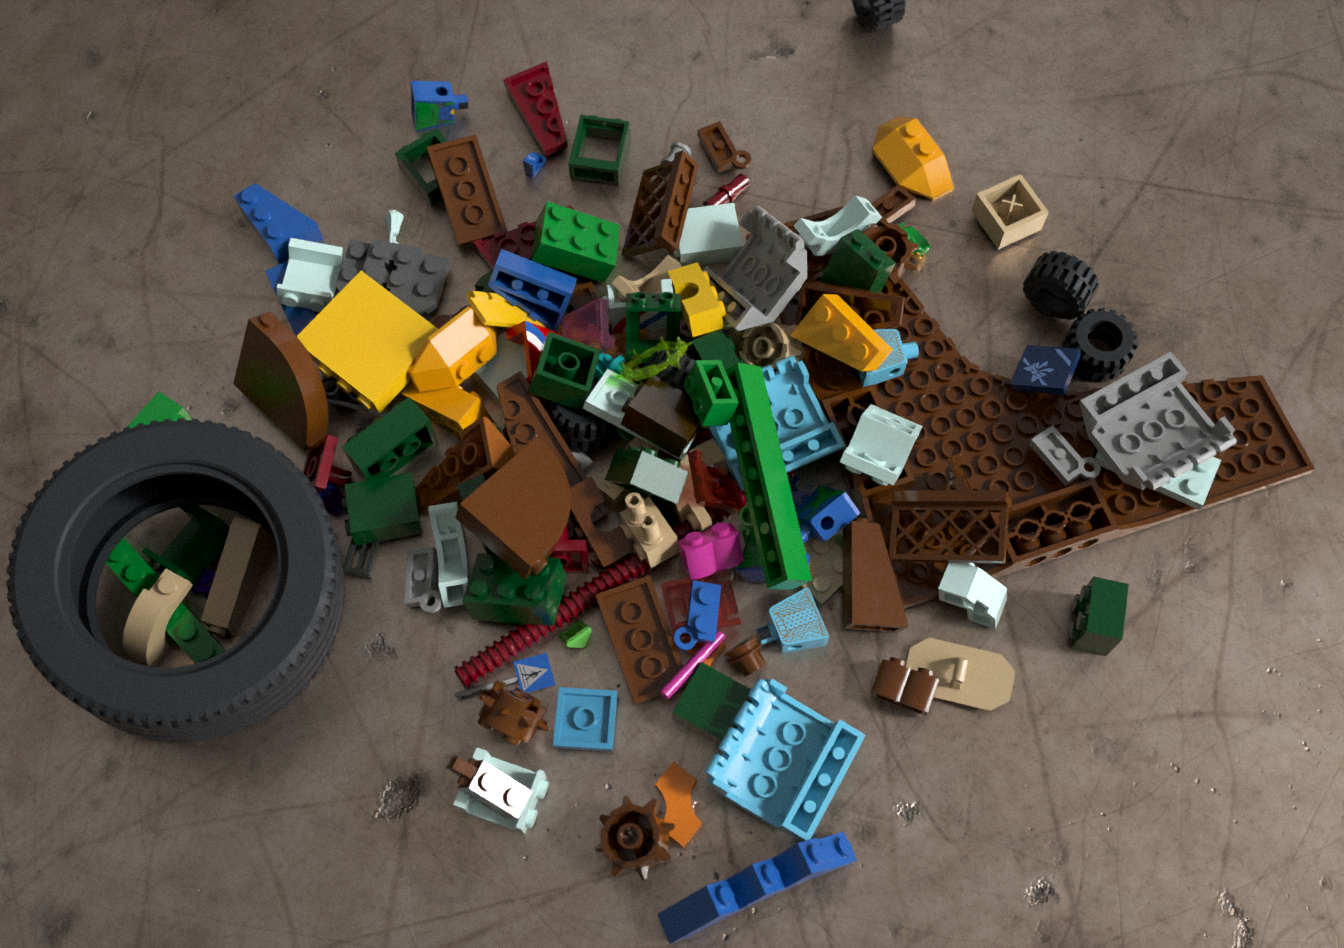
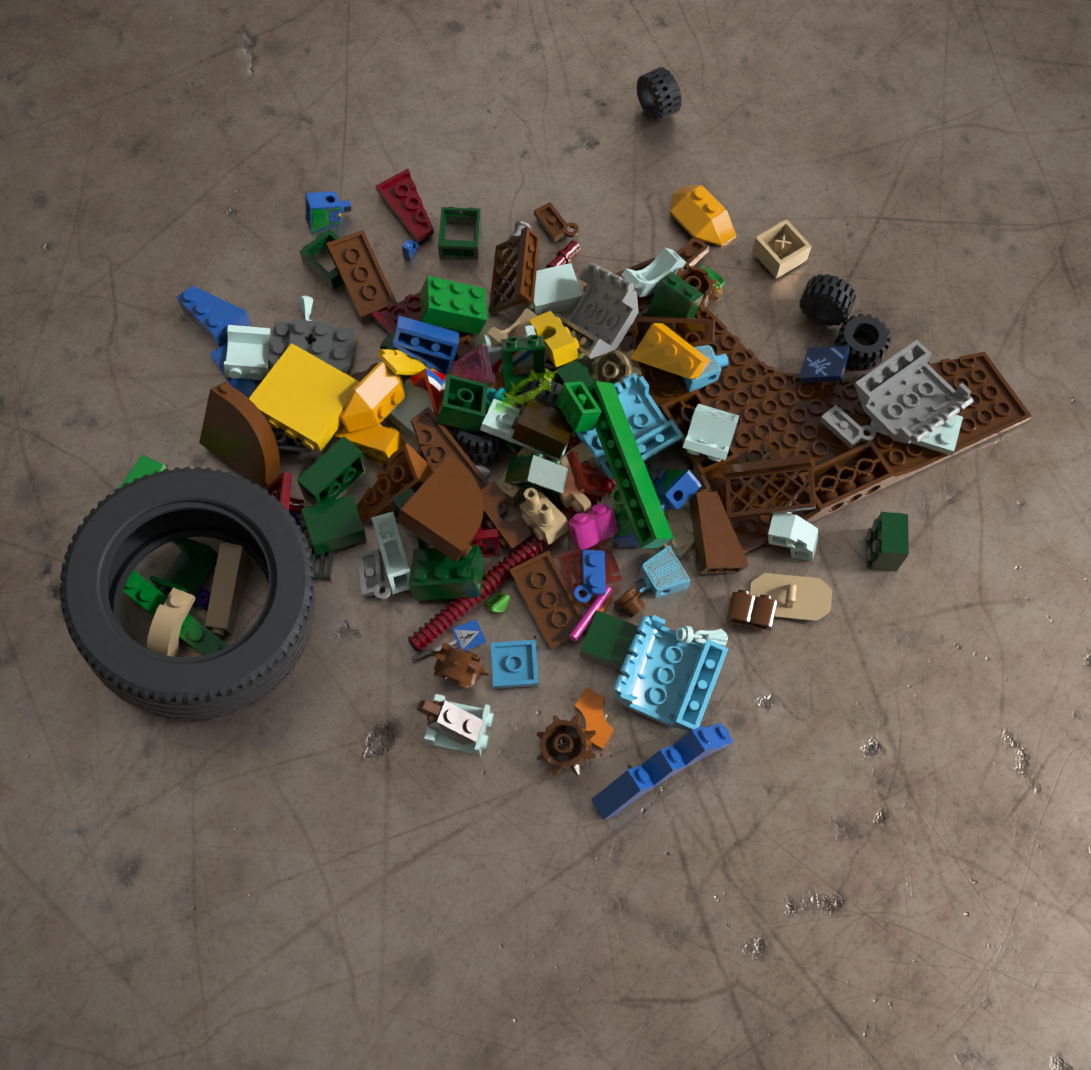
camera: 10 degrees left, 0 degrees up
(812, 709) = (685, 635): none -> light aqua piece

